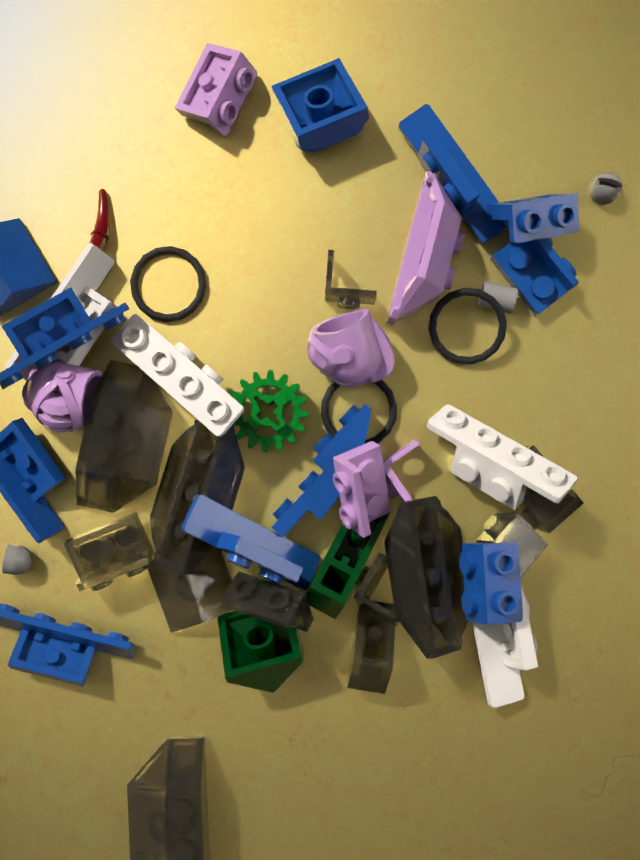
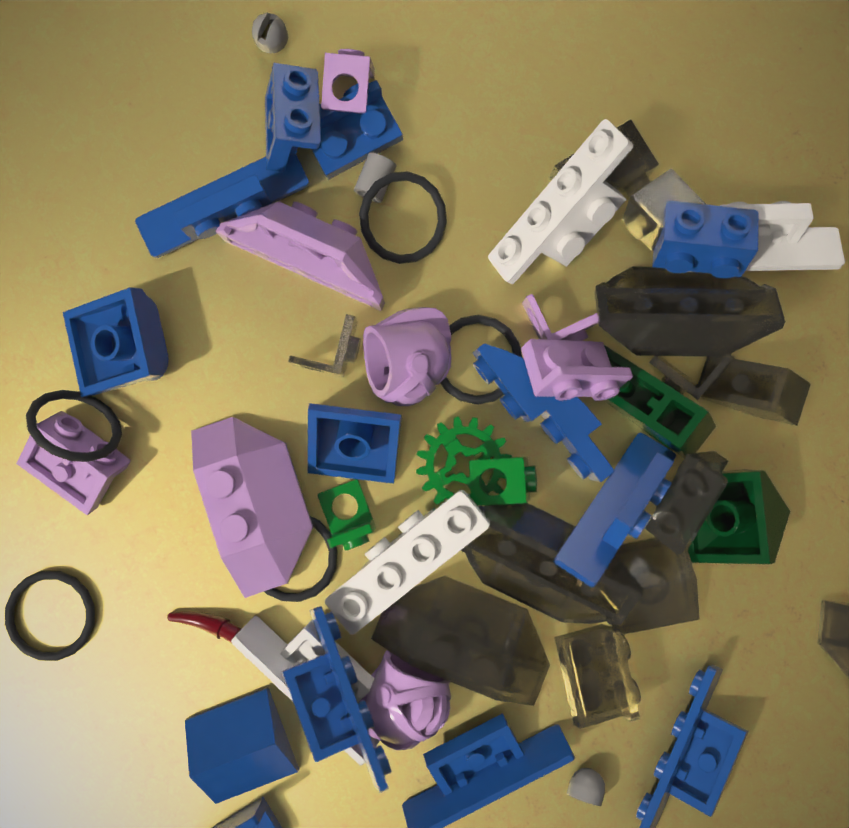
camera: 80 degrees left, 0 degrees up
(81, 61) = (10, 614): none -> black piece
(196, 327) = (350, 531): none -> green bracket
(206, 239) = (251, 502): none -> lavender wedge
(220, 81) = (63, 453): none -> black piece
(261, 459) = (519, 476): none -> green bracket
(270, 316) = (353, 443): none -> blue slope
(589, 257) = (352, 64): none -> lavender bracket

